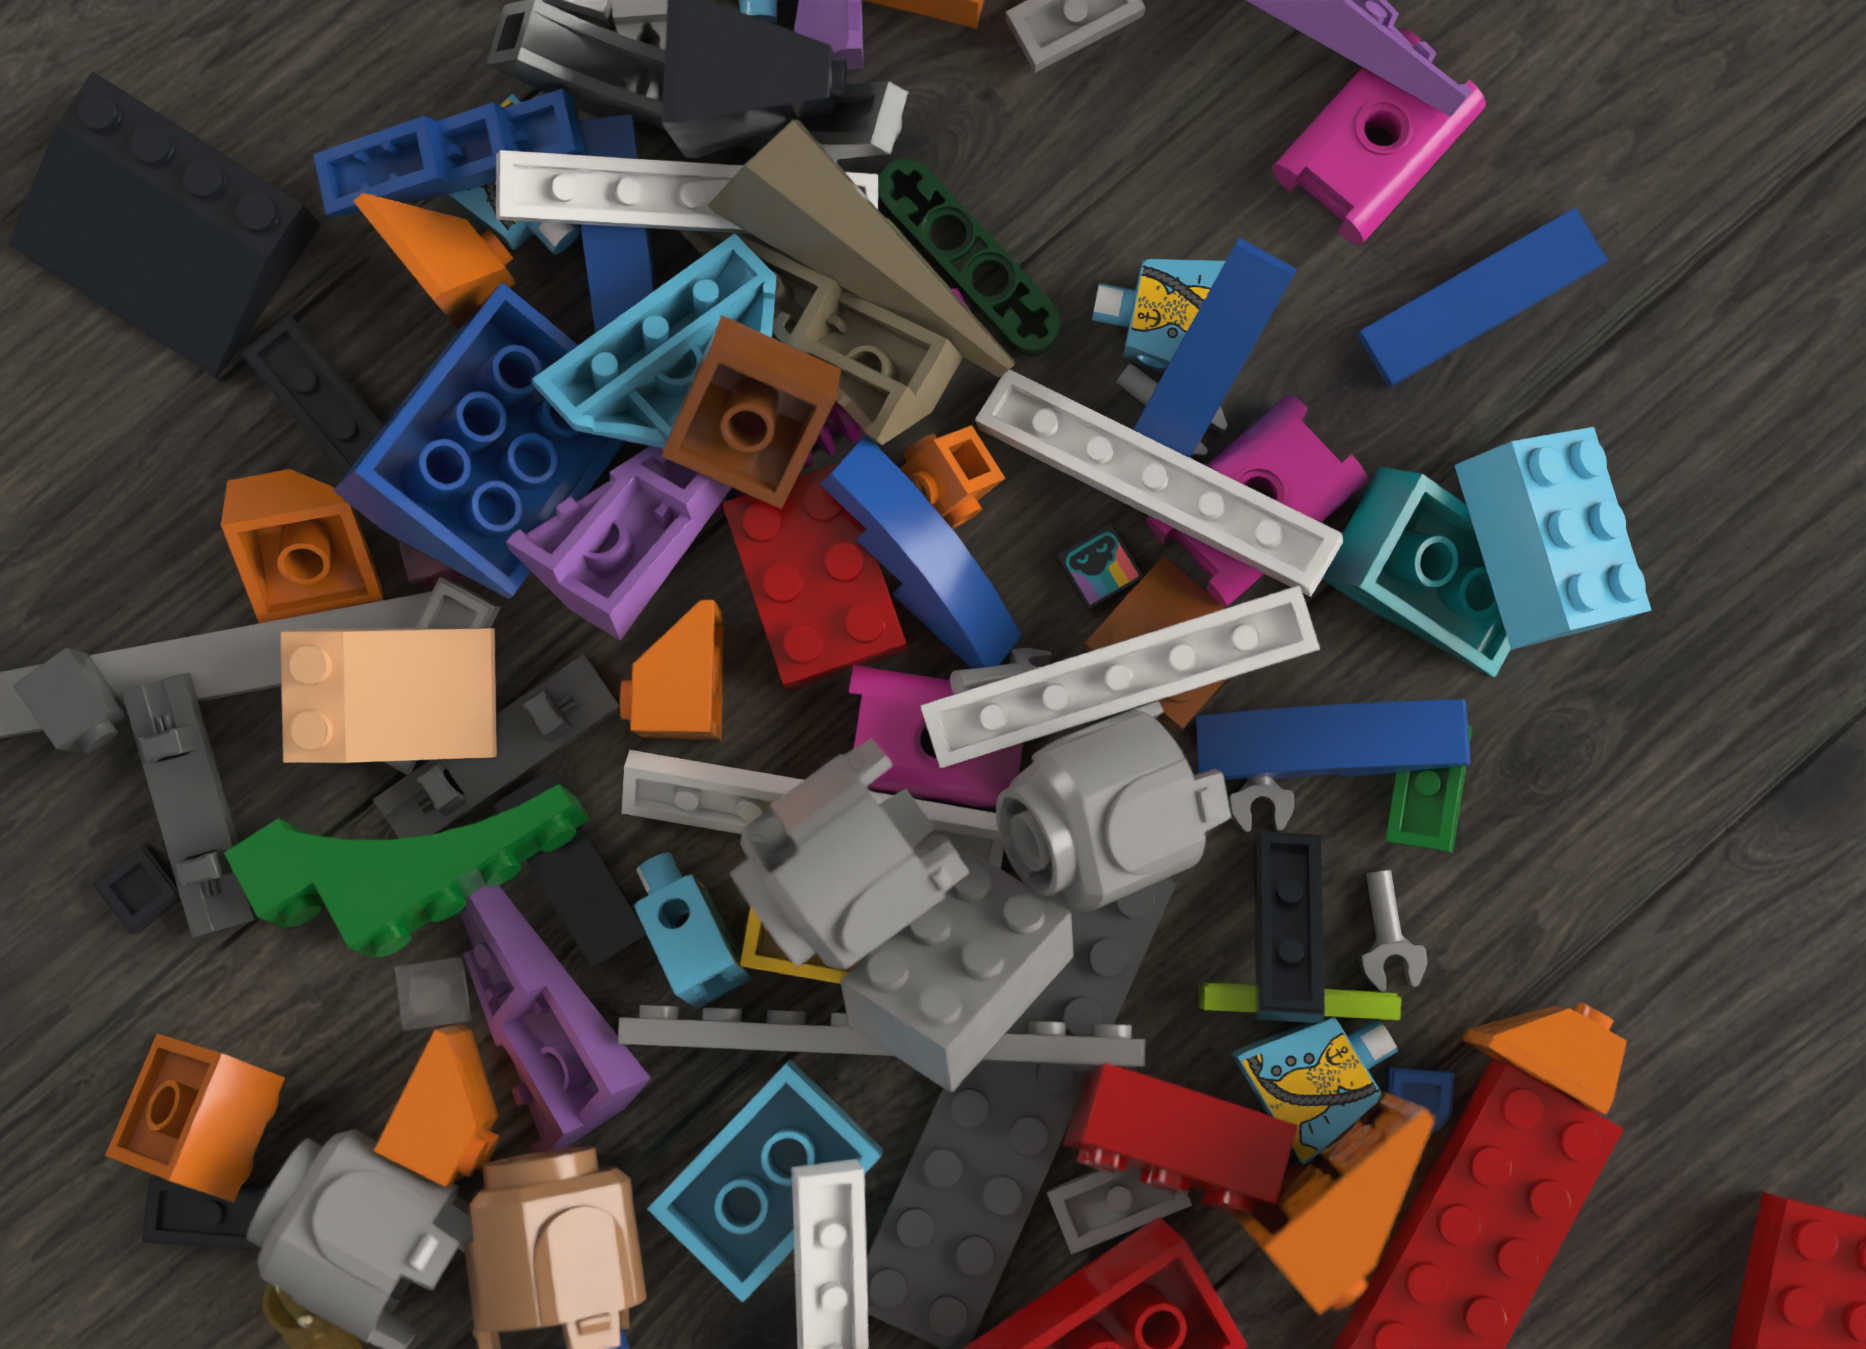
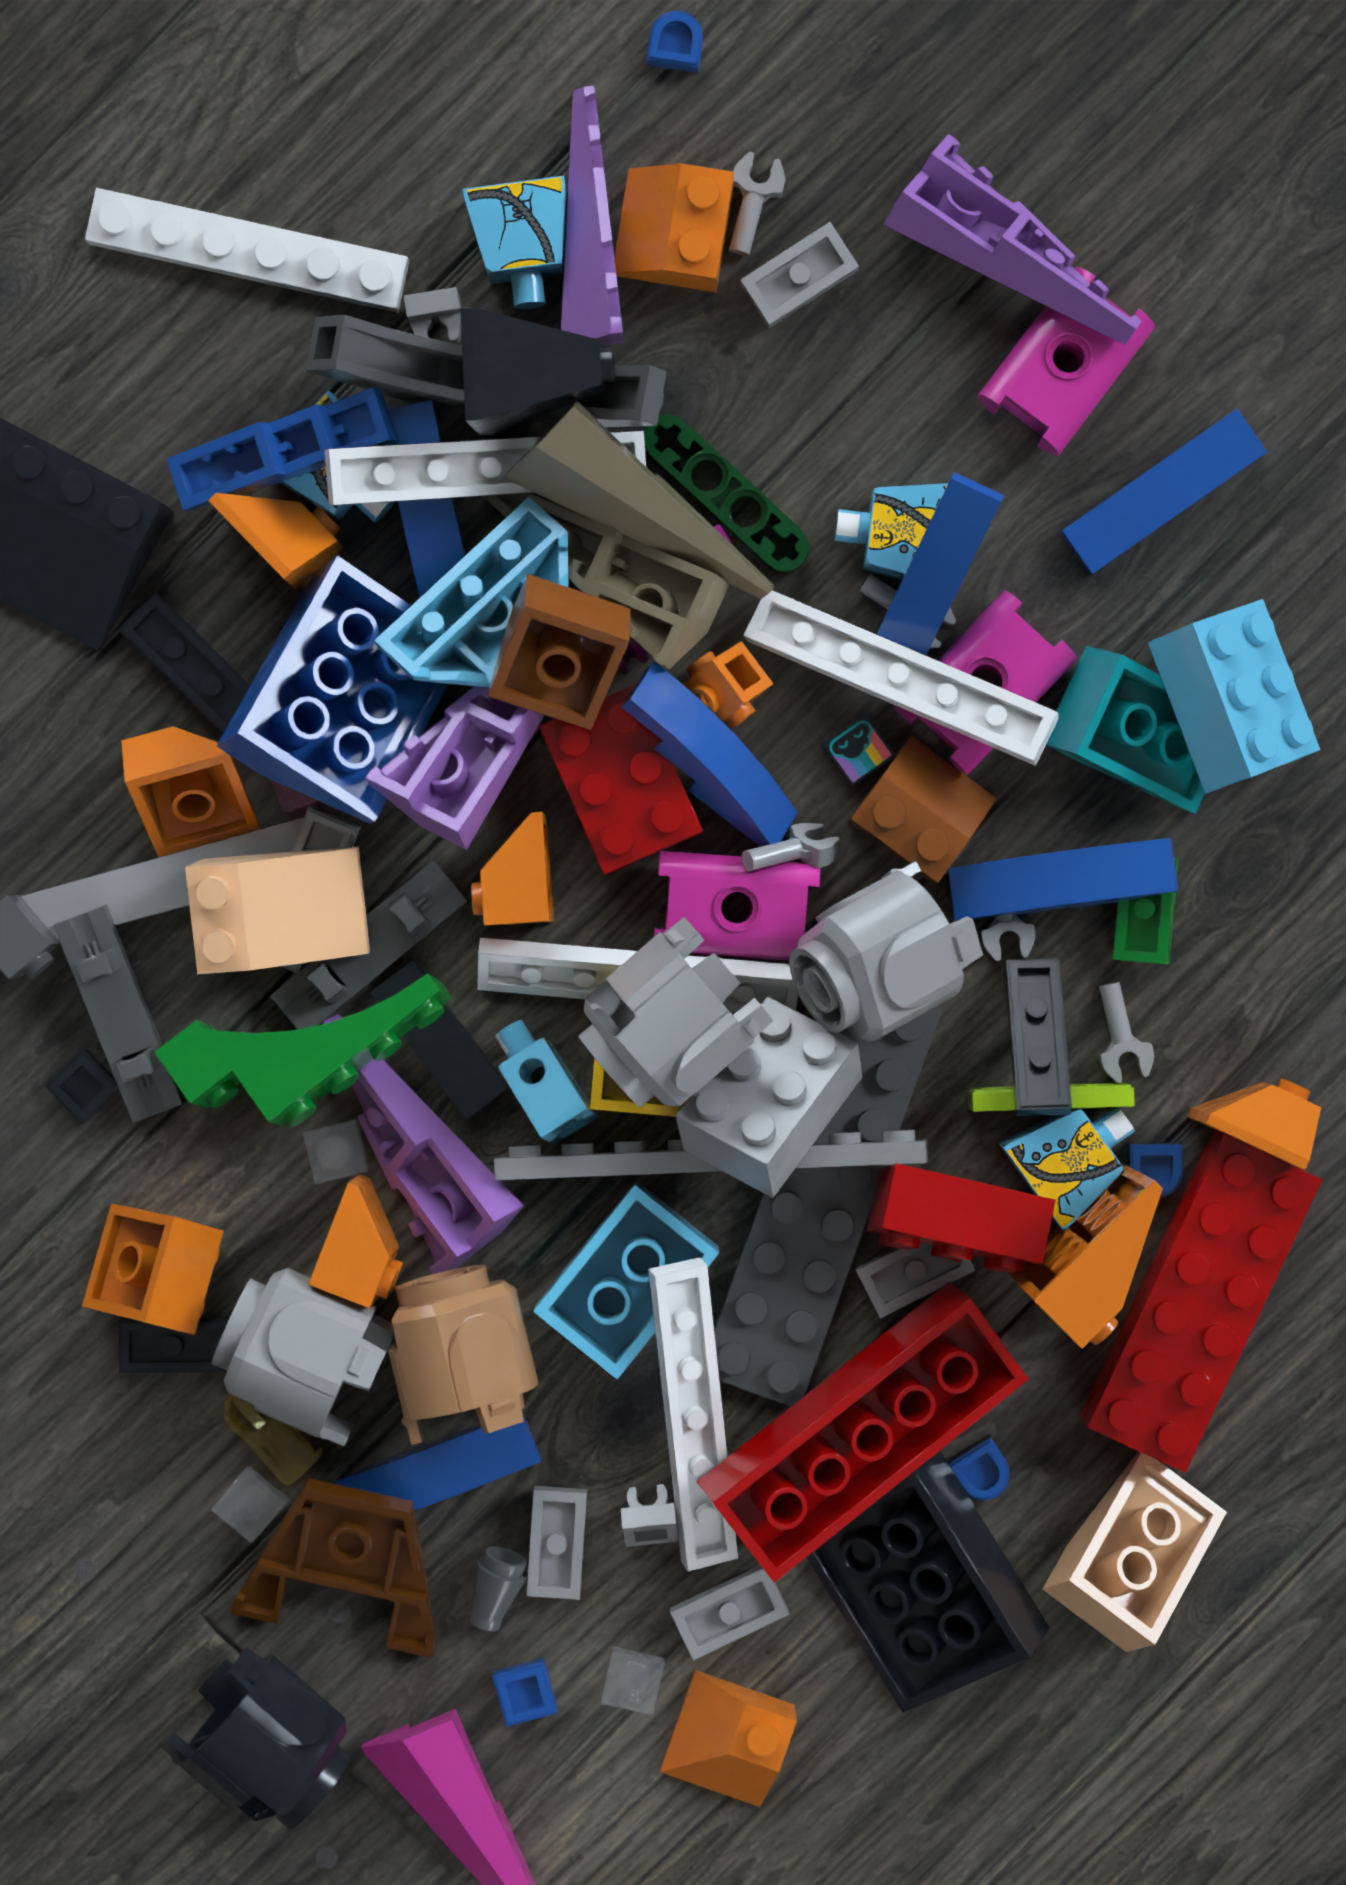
camera: 10 degrees left, 5 degrees up
(1120, 676) = (883, 845): white plate -> none

